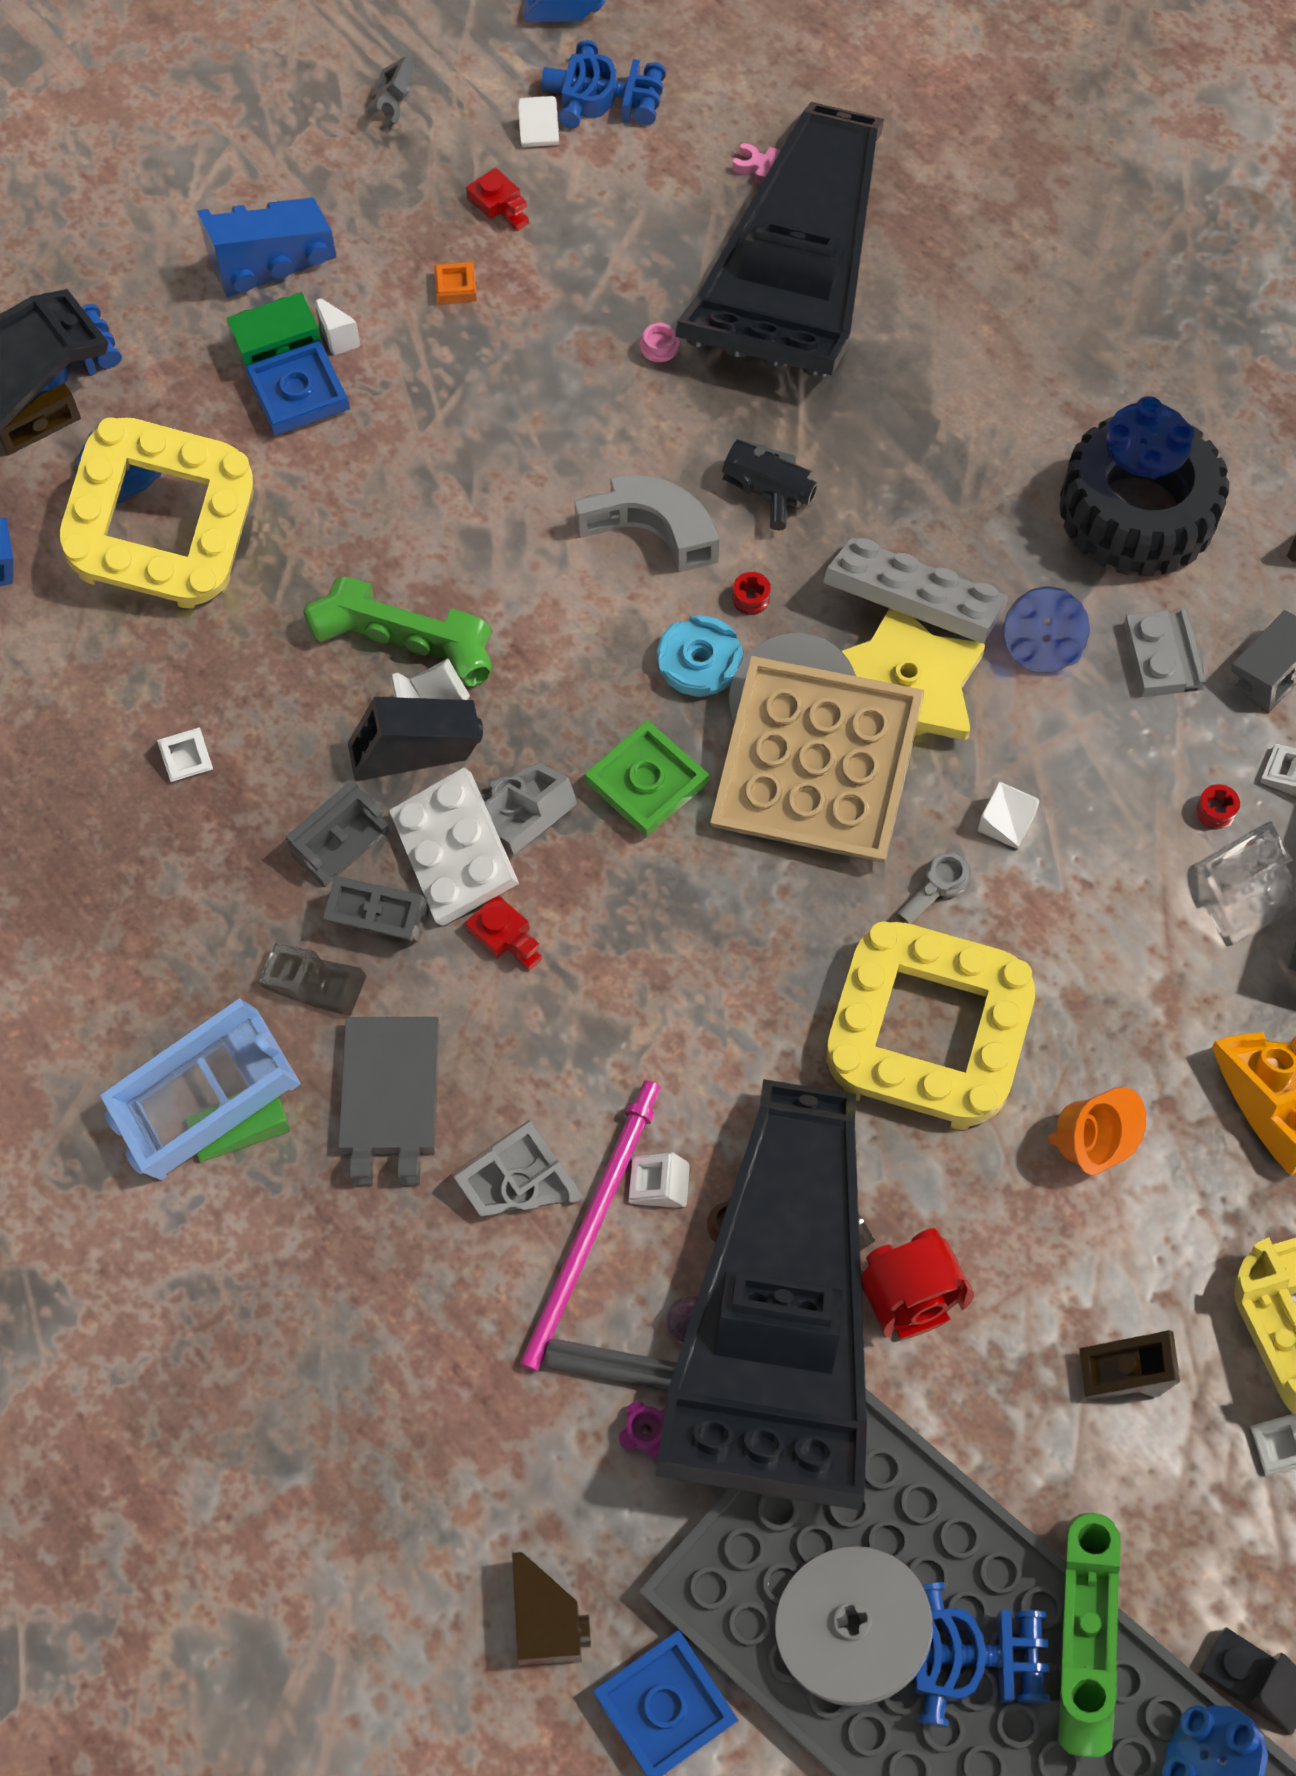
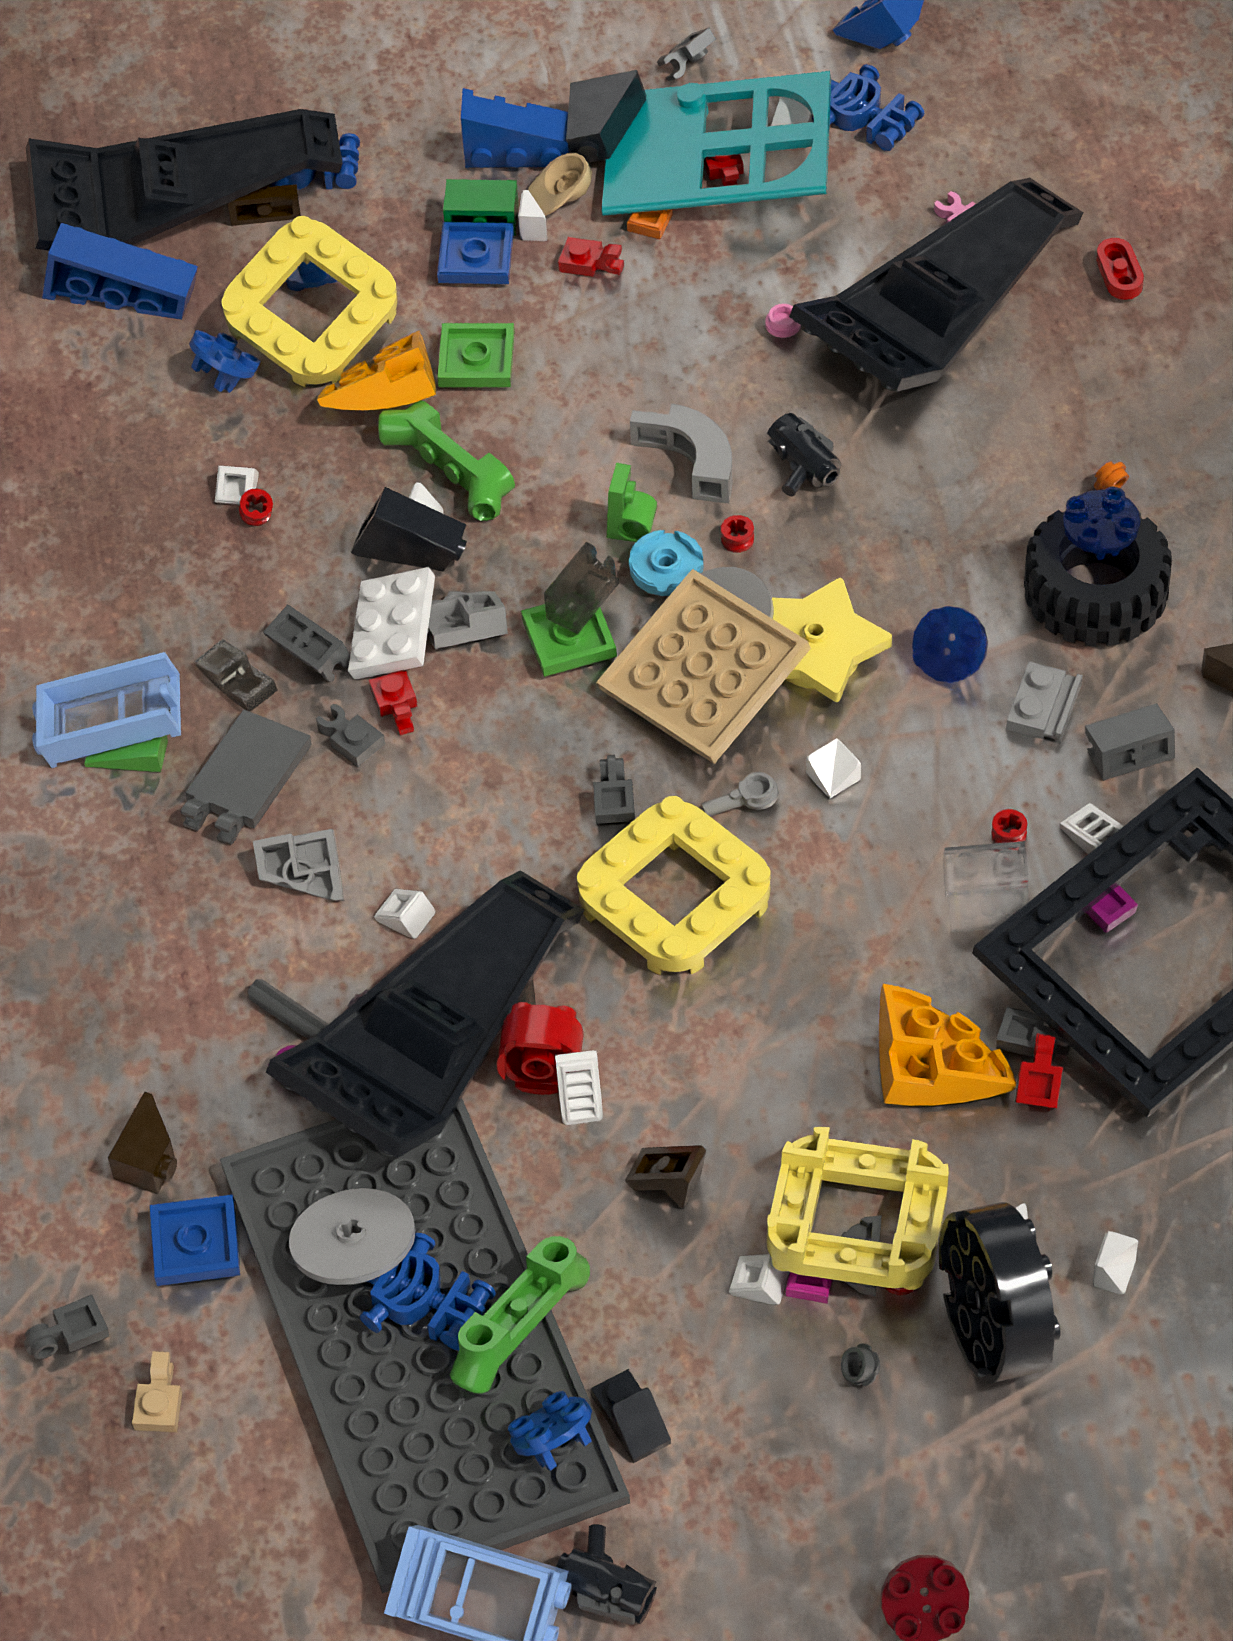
camera: 30 degrees right, 10 degrees down
(91, 610) = (224, 356): none -> blue plate
(230, 782) = (255, 496): none -> red bush
(287, 568) = (395, 379): none -> light orange brick
(337, 833) = (313, 580): dark grey hinge -> none
(344, 276) = (561, 182): none -> tan cap
(347, 187) = (602, 113): none -> black slope
(364, 501) = (476, 355): none -> bright green plate
(413, 349) = (586, 256): none -> red plate
(431, 209) = (667, 142): none -> teal door
(440, 683) = (452, 503): white slope -> none
(483, 998) = (353, 738): none -> dark grey plate
(631, 612) = (629, 510): none -> bright green plate
(638, 1115) = (416, 861): dark pink bar -> none
(642, 727) = (580, 589): none -> clear smoke hinge
(806, 948) = (613, 794): none -> dark grey plate
(916, 589) = (863, 575): light grey plate -> none
(959, 169) = (1123, 275): none -> red plate
(983, 1315) = (579, 1090): none -> white slope
(1083, 385) = (1111, 476): none -> orange plate
(1101, 1129) = (757, 1009): orange piece -> none

